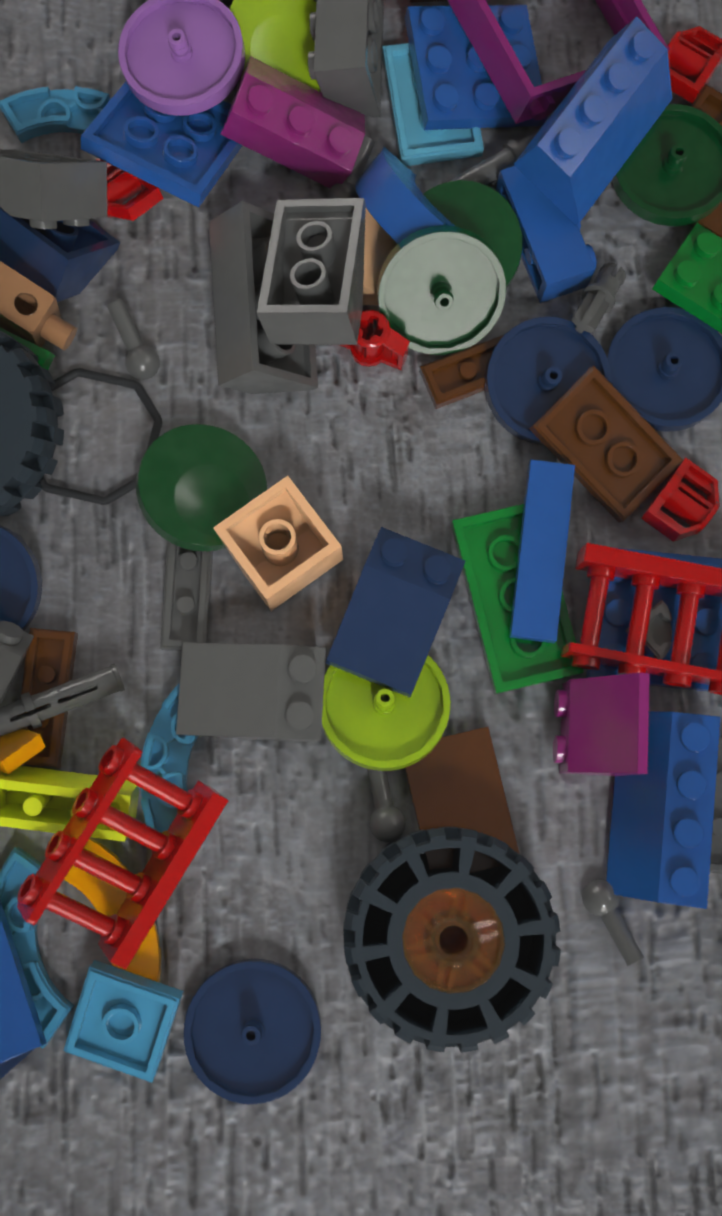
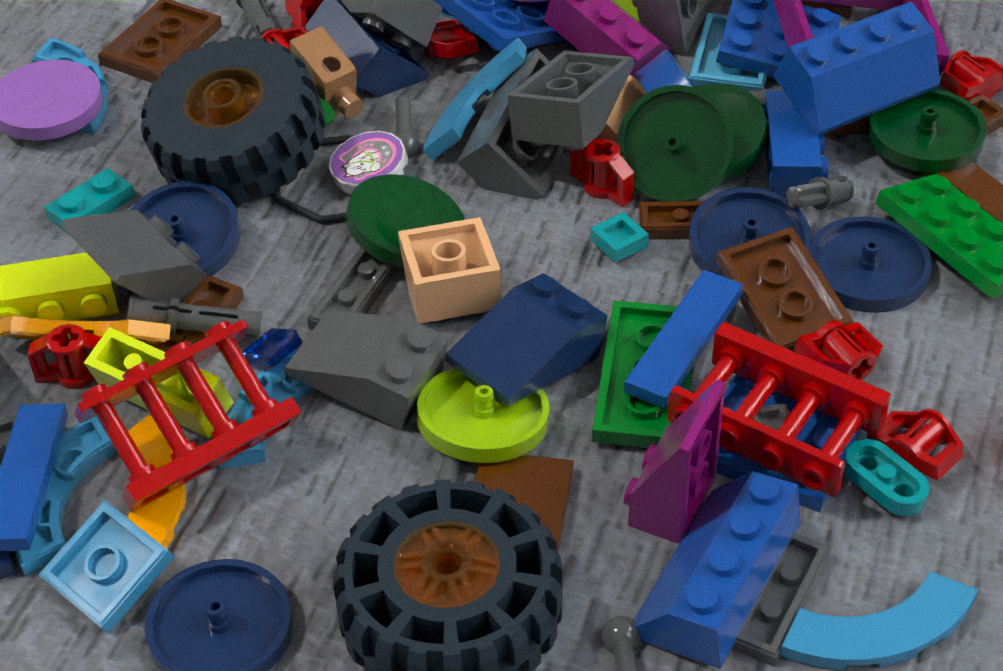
camera: 30 degrees right, 35 degrees down
(120, 409) = (366, 157): none -> tile
(144, 700) = (272, 347): none -> clear blue tile
(195, 254) = (459, 112): none -> dark azure tile
(421, 425) = (619, 237): none -> teal plate

